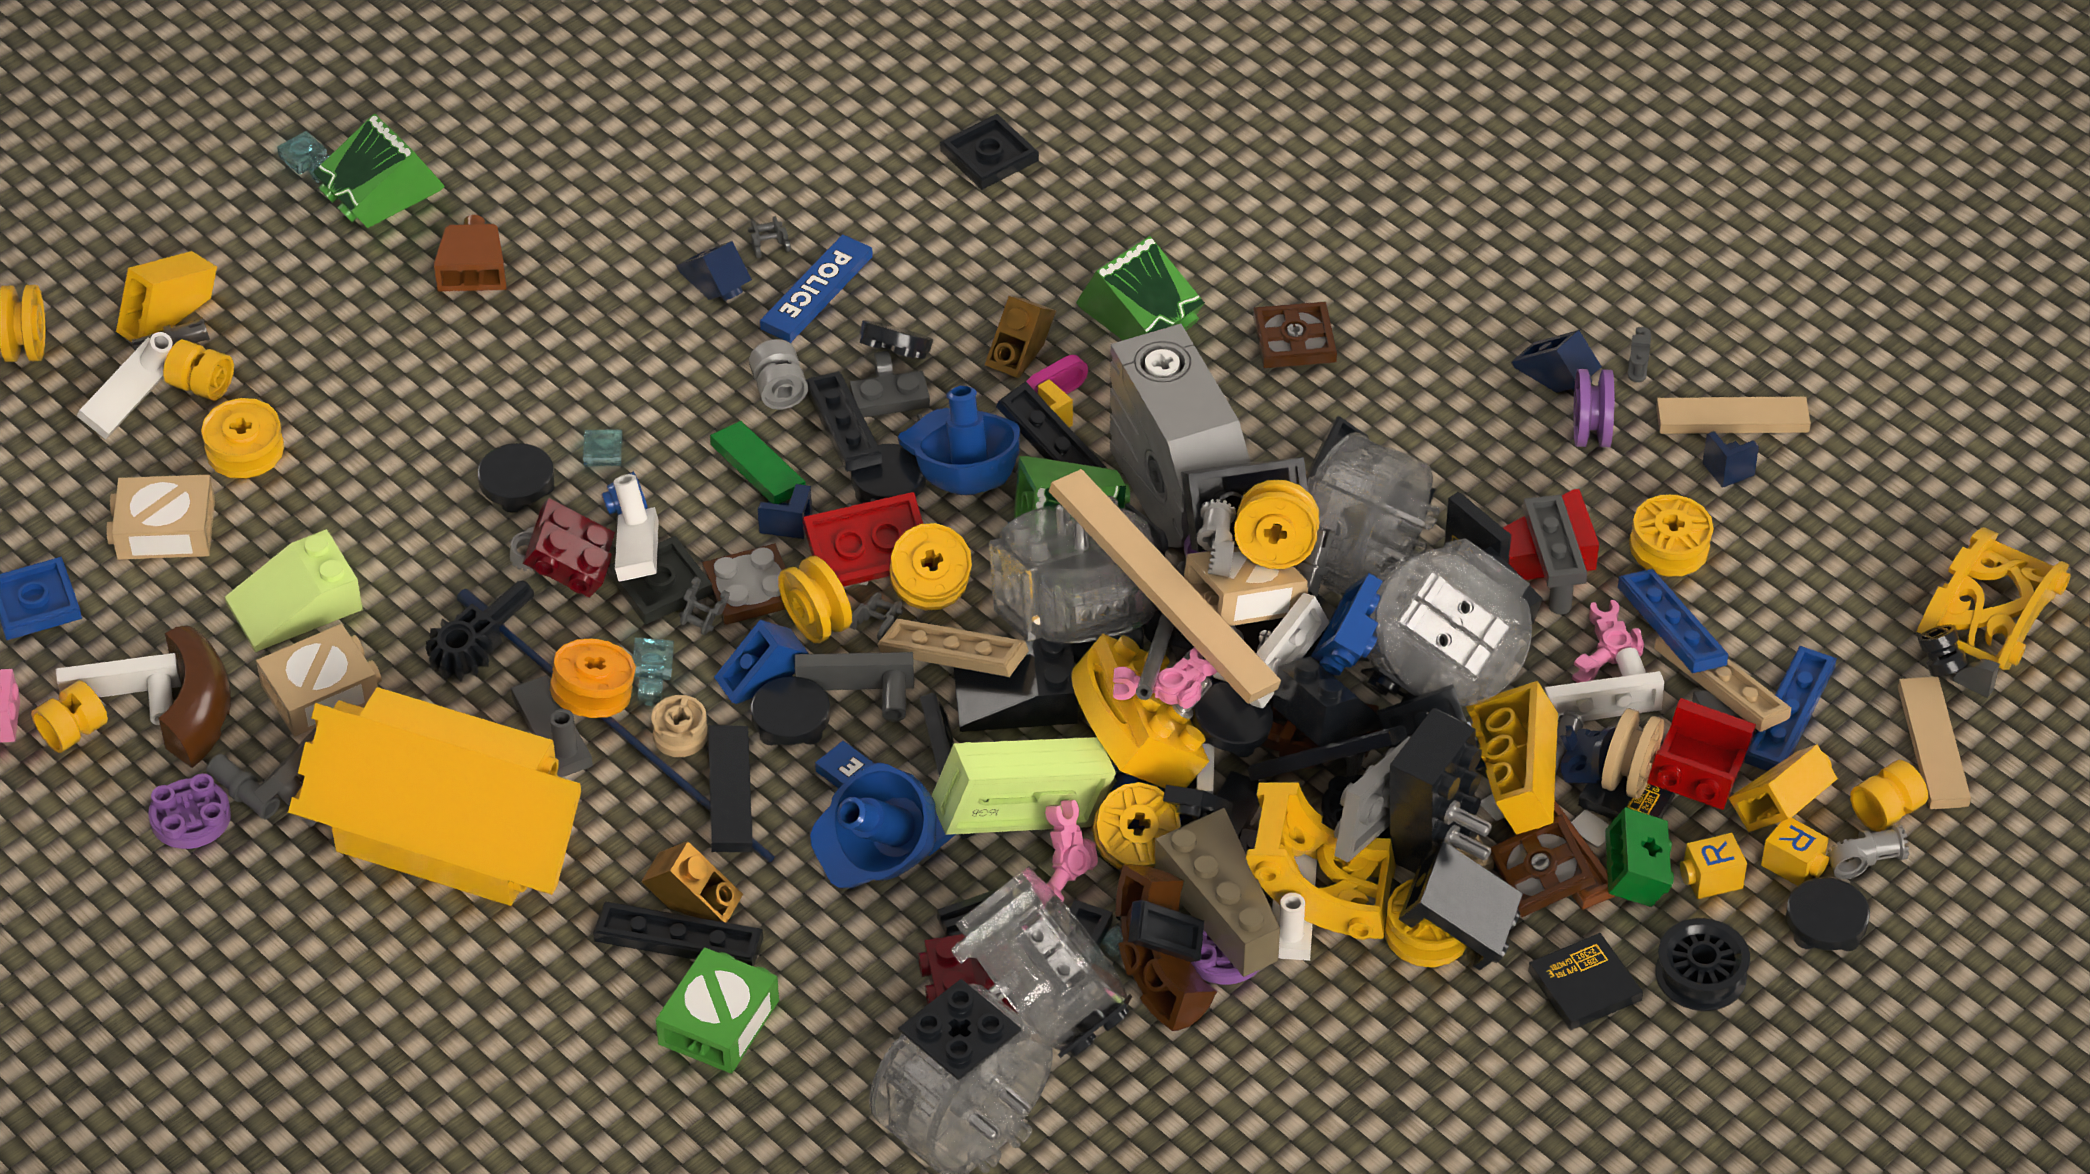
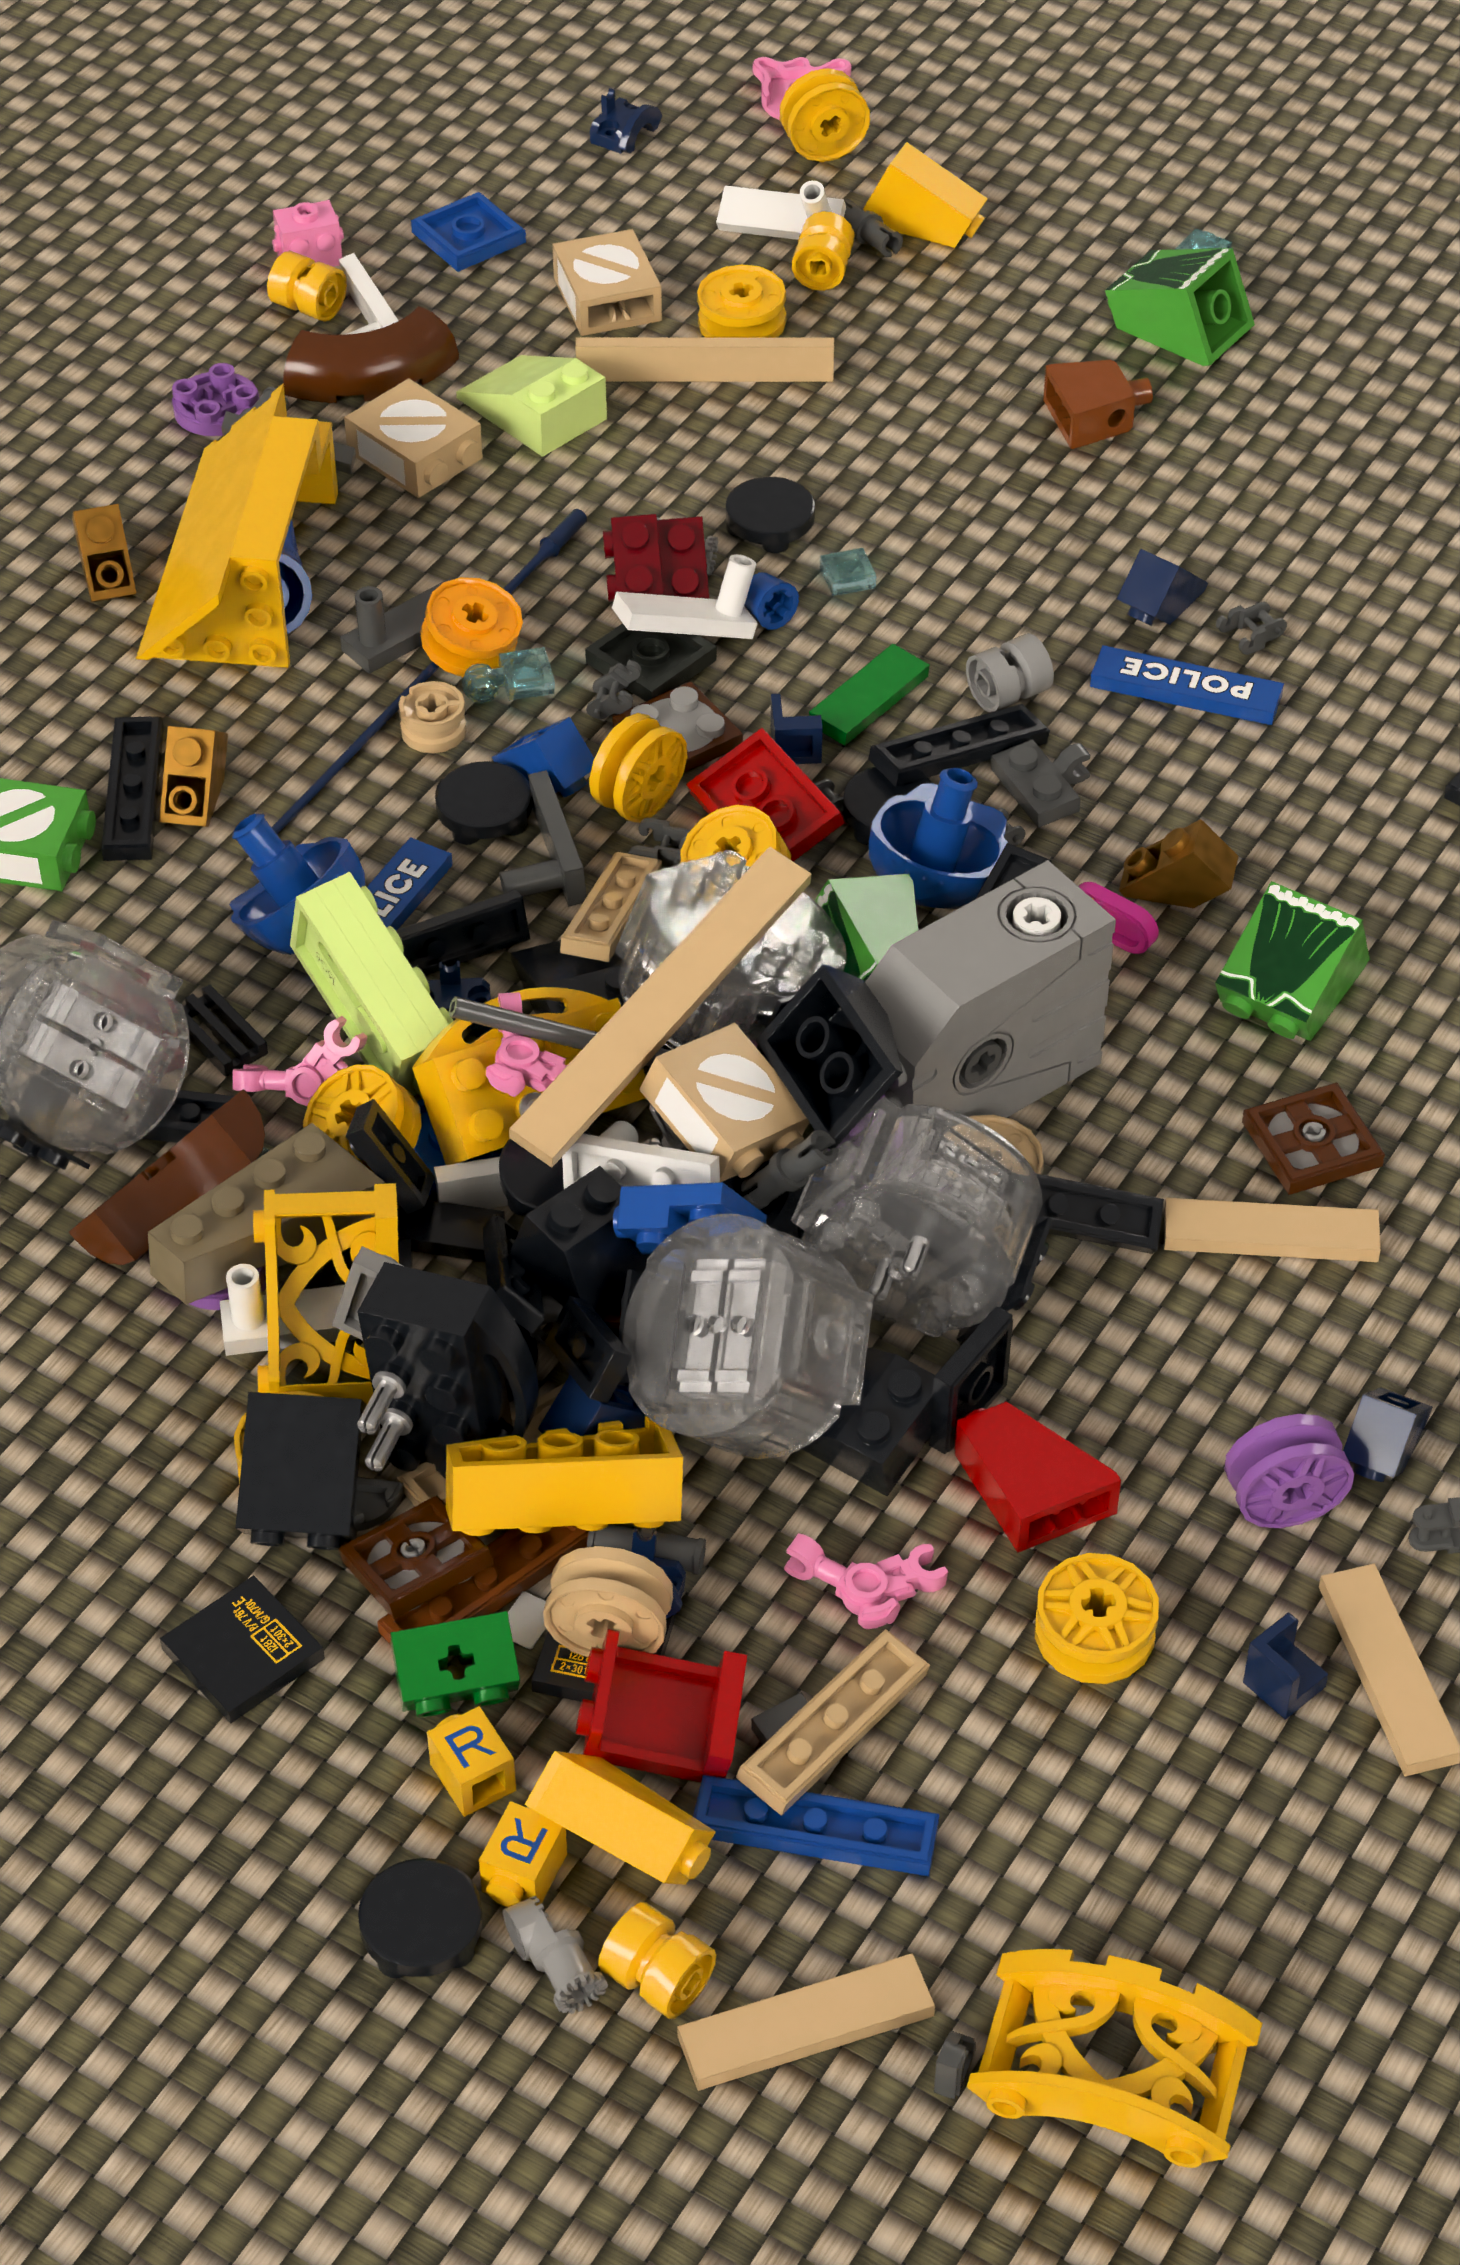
camera: 75 degrees right, 0 degrees up
(303, 474) = (708, 359): none -> tan tile
(377, 909) = (104, 552): none -> pearl gold slope
(474, 634) = (510, 528): black gear -> none
(729, 789) = (349, 776): black tile -> none
(906, 342) = (1109, 754): black tile -> none
(1166, 931) = (172, 1160): black tile -> none
(1216, 535) = (738, 1029): light grey connector -> none
(1273, 504) = (785, 1078): yellow wheel -> none
(1366, 374) = (1271, 1230): none -> tan tile
(1556, 549) = (985, 1461): dark grey piece -> none
(1612, 695) = (755, 1596): white piece -> none
(1672, 621) = (919, 1641): blue tile -> none
(1702, 964) = (300, 1806): black wheel -> none
(1942, 650) = (971, 1989): black wheel -> none

